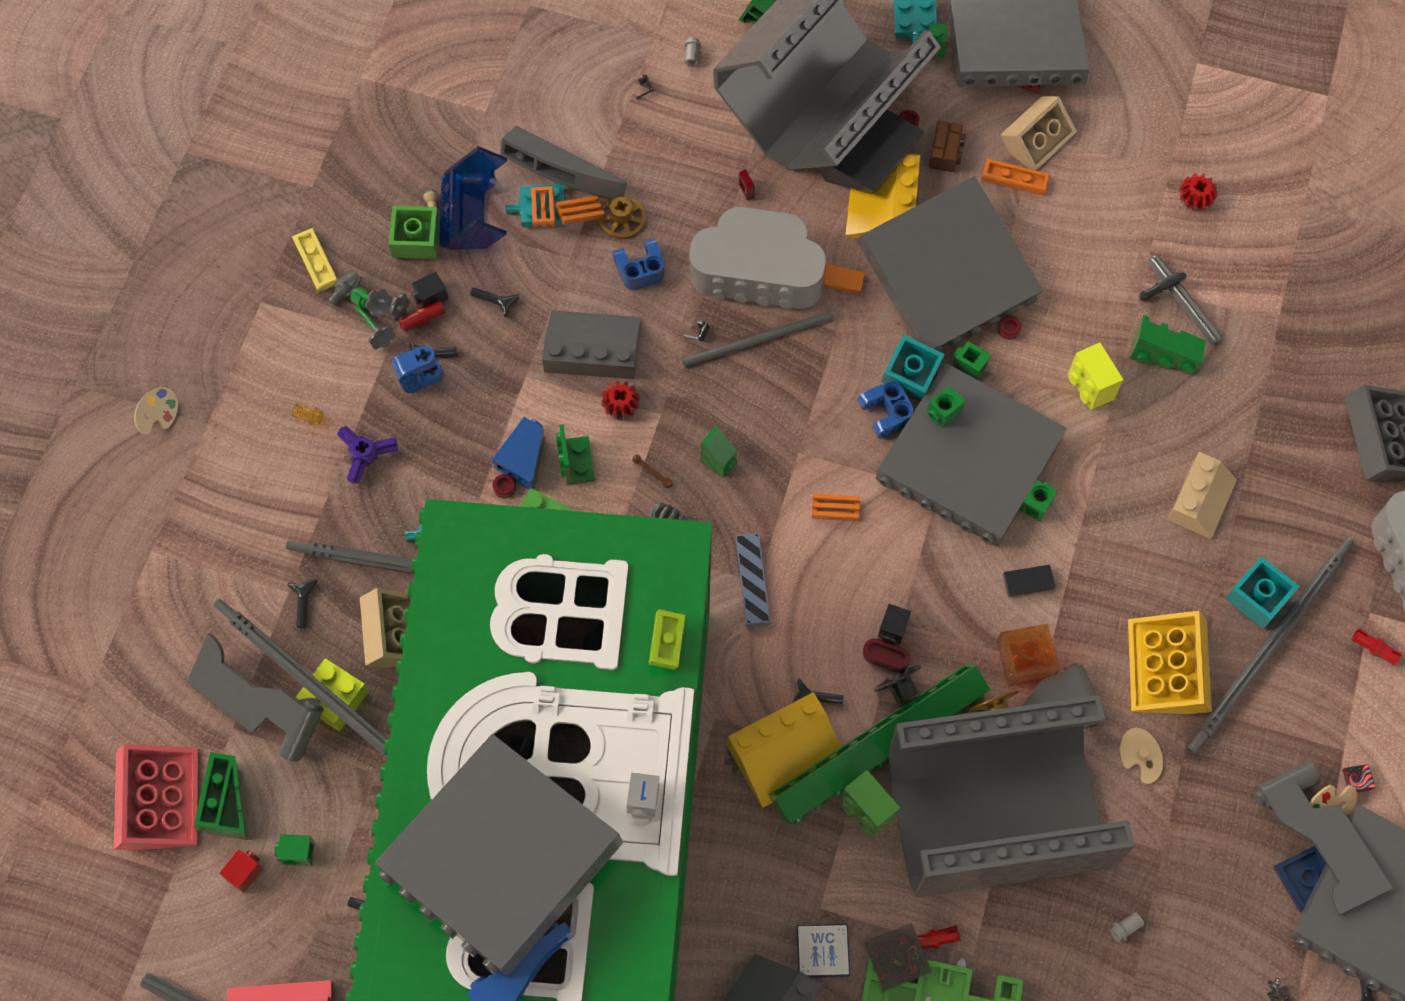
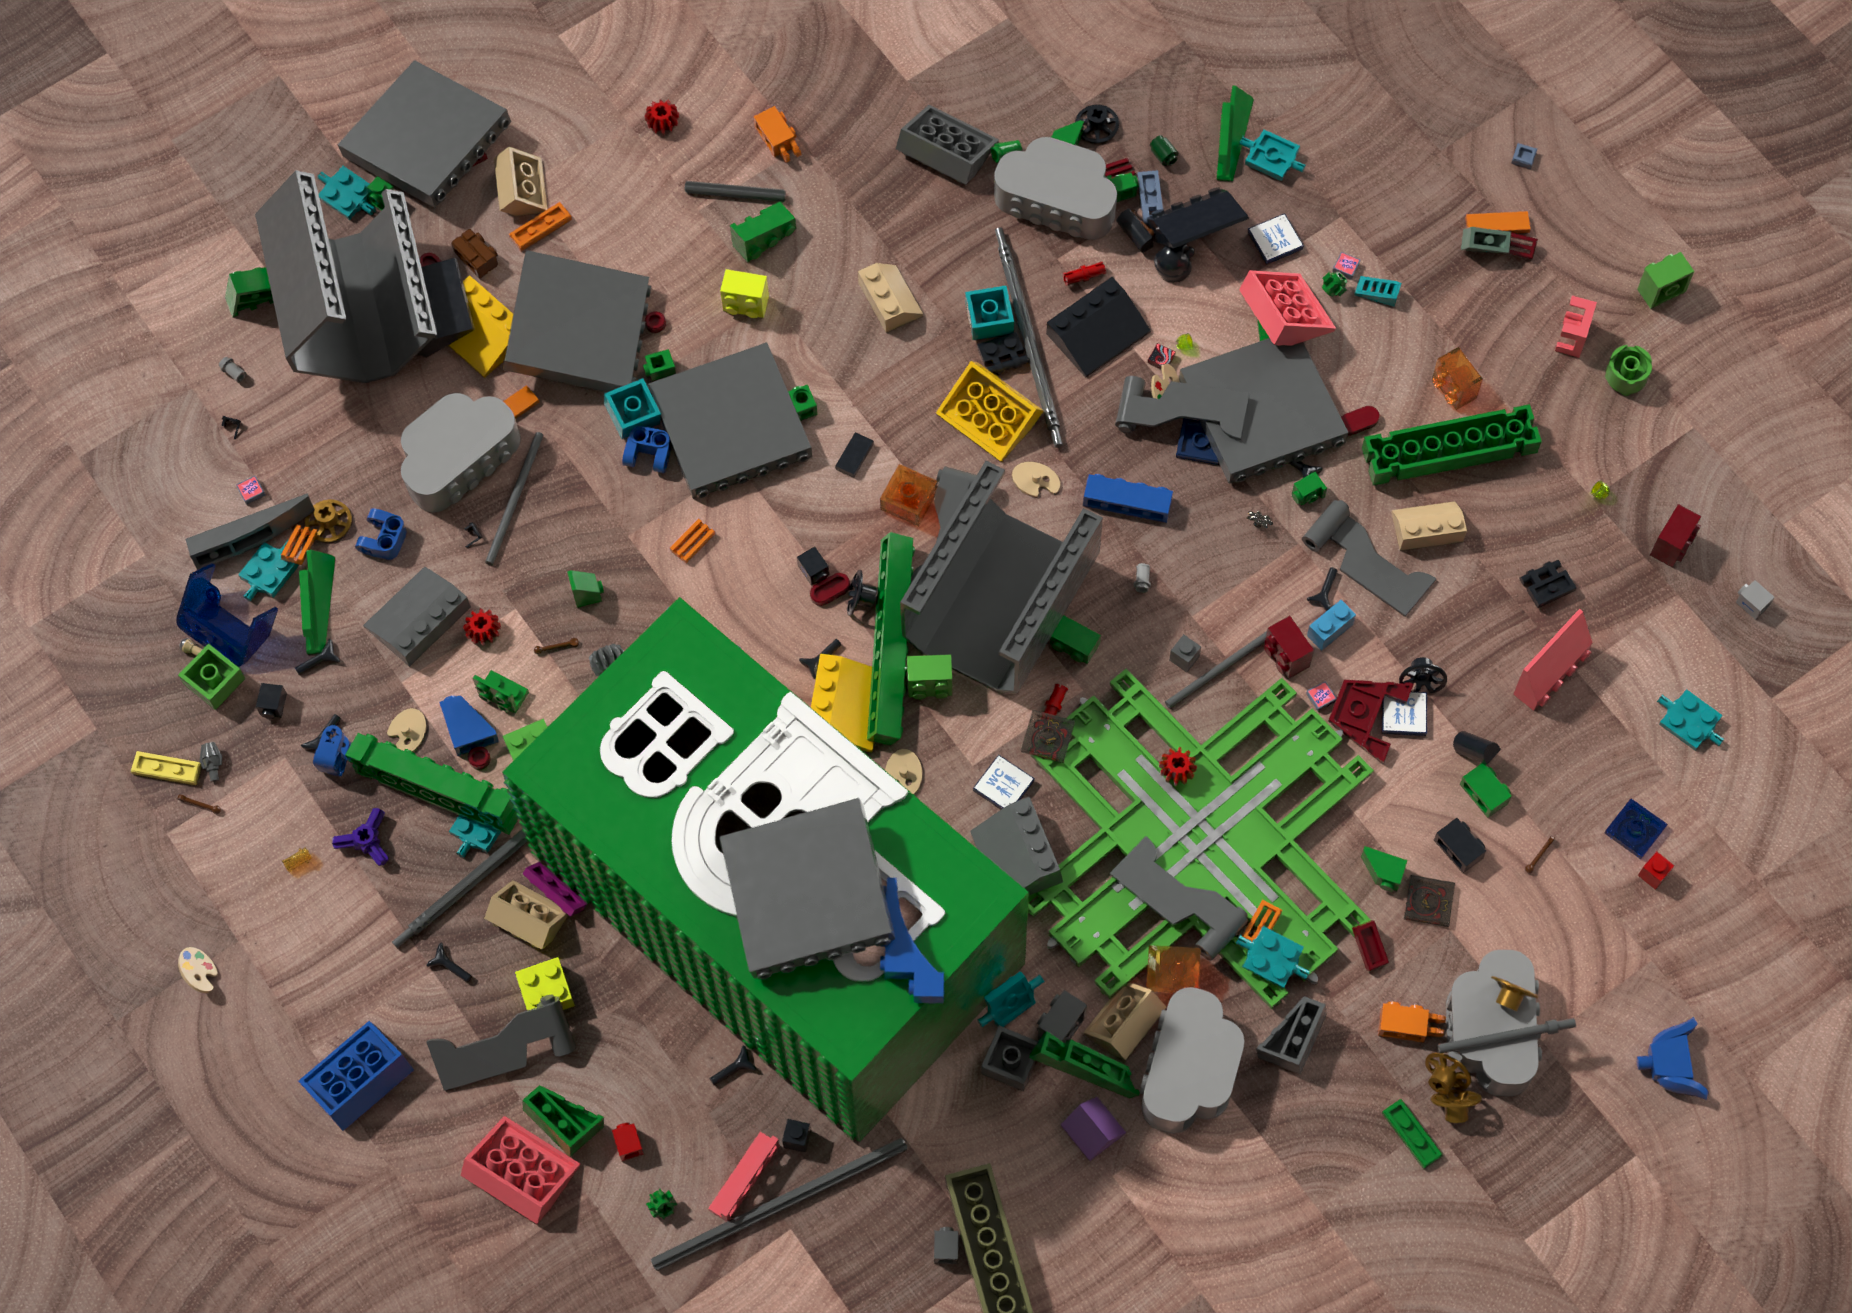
camera: 50 degrees left, 0 degrees up
(148, 601) = (356, 1075): none -> blue slope
(202, 943) = (661, 1204): none -> green gear
(294, 849) = (642, 1093): green brick -> none
(303, 676) = (537, 989): dark grey axle -> none
(307, 322) = (215, 809): none -> reddish brown hinge
(379, 303) = (257, 739): dark grey plant -> none
(421, 316) = (286, 721): red pin -> none
(442, 439) = (432, 782): none -> green brick
(491, 411) = (408, 725): none -> tan piece
(544, 222) = (287, 576): orange tile -> none
(545, 257) = (316, 599): none -> green wedge
(601, 141) = (250, 490): none -> tile
(642, 795) = (839, 772): light grey brick -> none
(667, 639) = (743, 682): lime plate -> none
(746, 185) = (382, 413): dark red tile -> none
(771, 846) = (905, 766): none -> tan piece
(949, 398) = (680, 400): green brick -> none
(994, 703) = (927, 543): pearl gold wheel -> none
(1014, 910) = (1075, 640): none -> green brick
(1162, 285) = (713, 195): black piece -> none
(1193, 853) = (1127, 498): none -> blue brick
(1238, 629) = (1000, 349): none -> black plate
(1267, 291) = (776, 133): none -> orange hinge
(1335, 698) = (1097, 327): none -> black slope
(1392, 789) = (1185, 342): none -> clear neon green hinge

